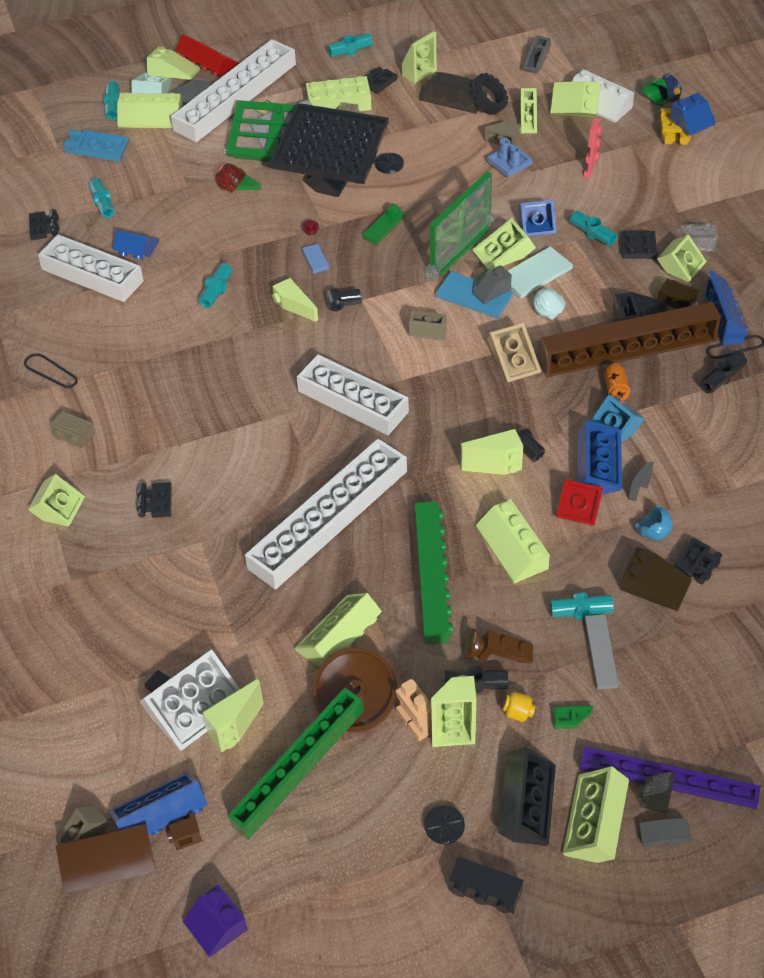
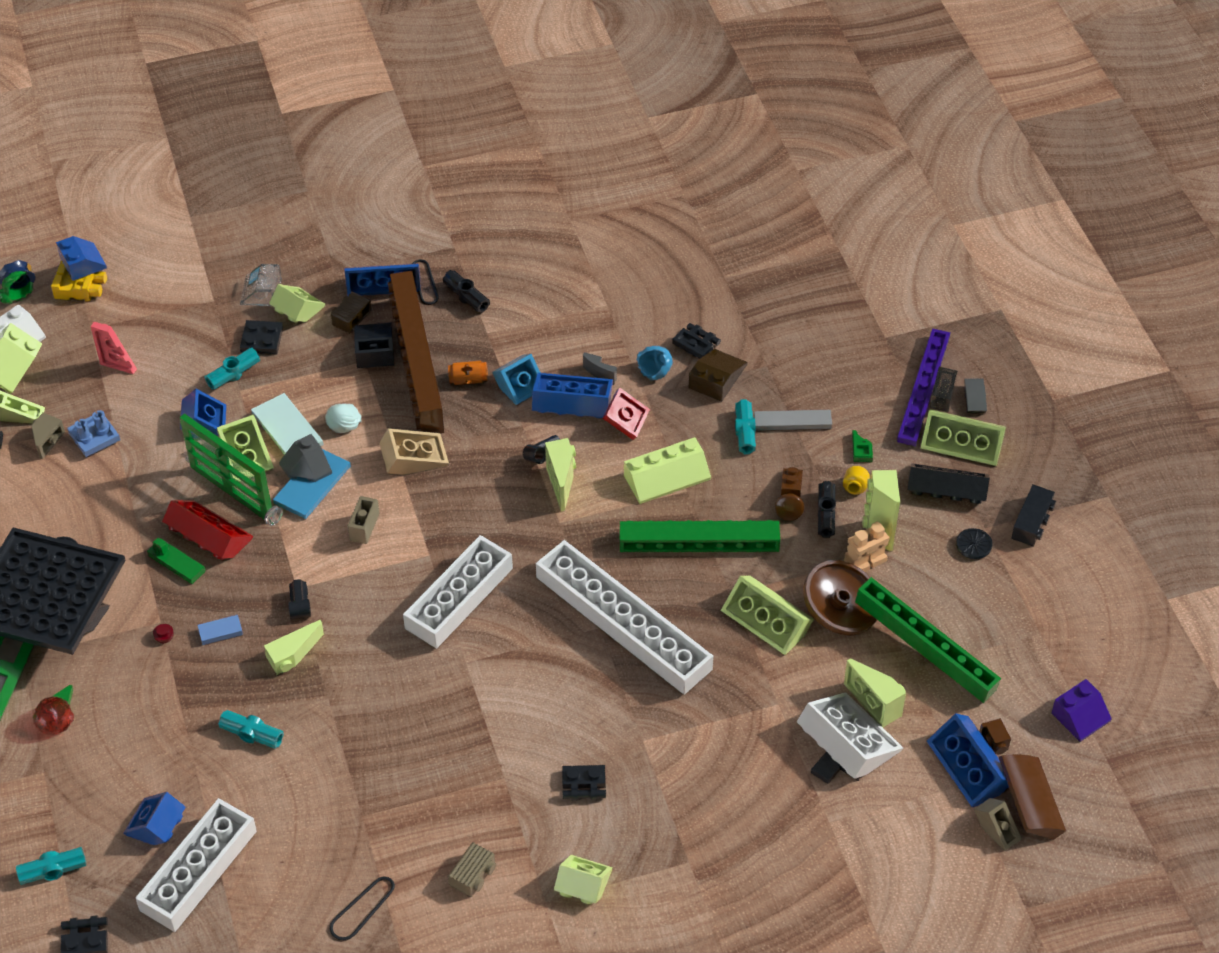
camera: 90 degrees left, 0 degrees up
(412, 238) = (206, 528): none -> red slope

